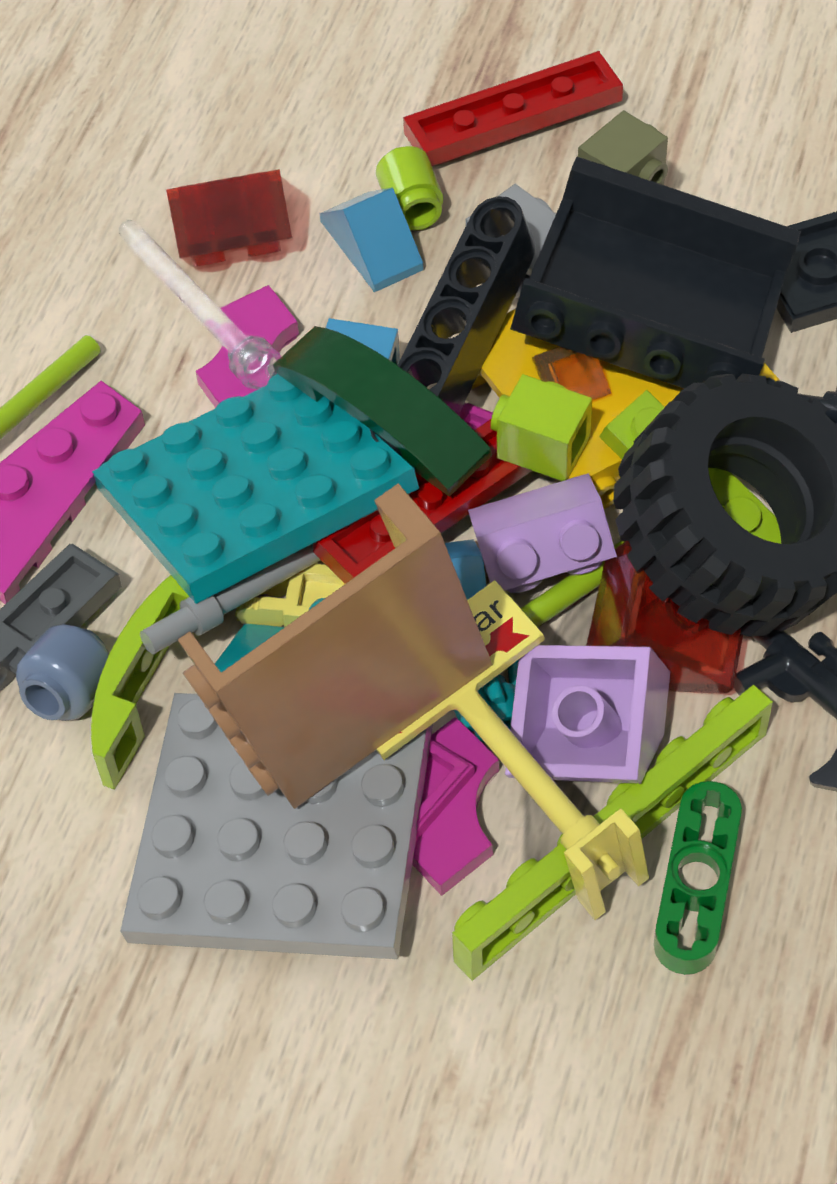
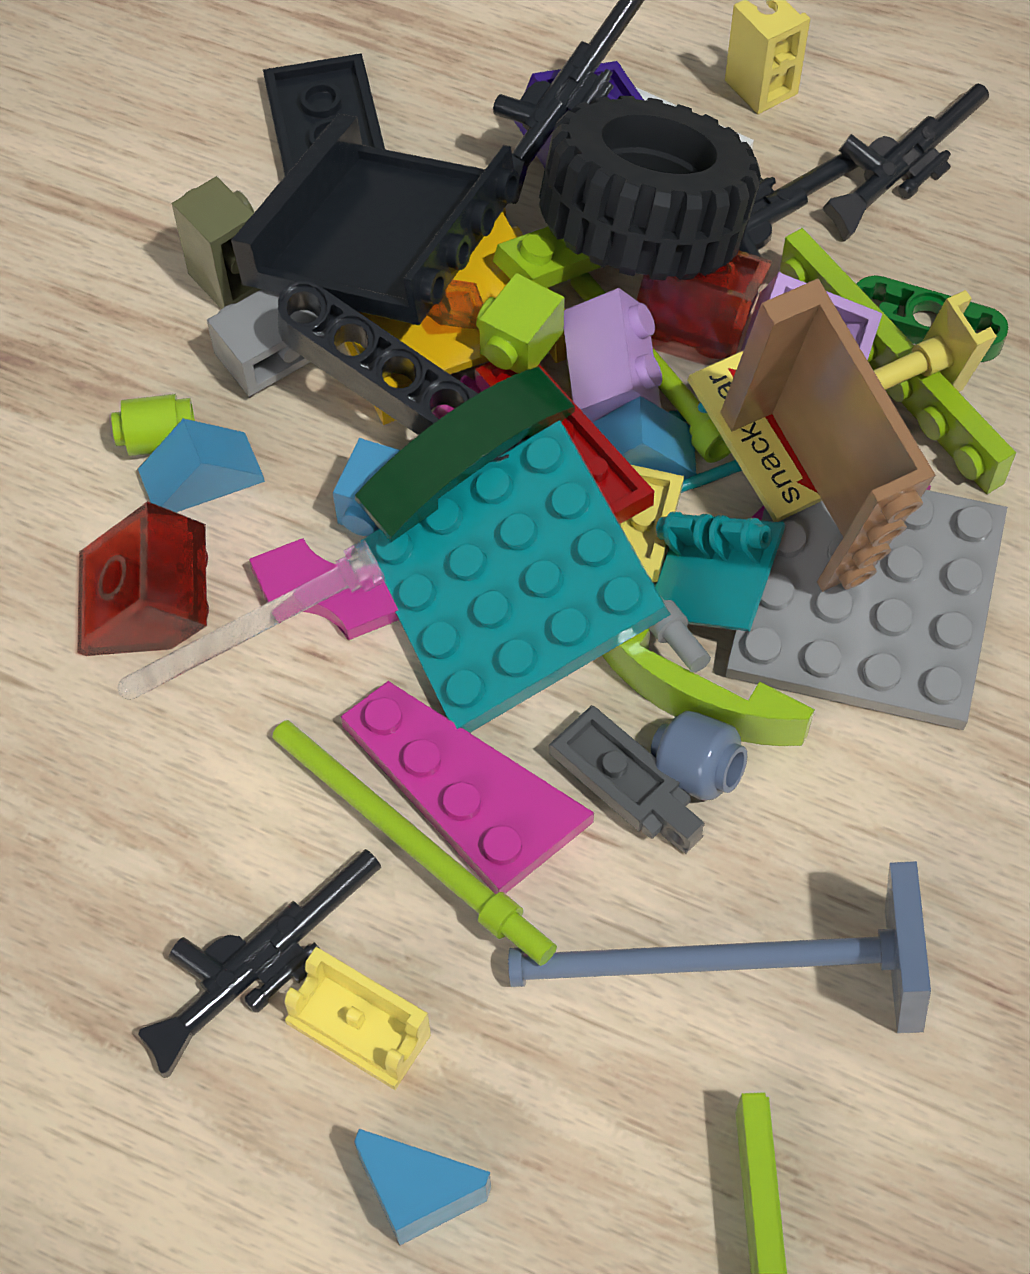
camera: 85 degrees left, 5 degrees up
(514, 108) = (70, 333): red plate -> none

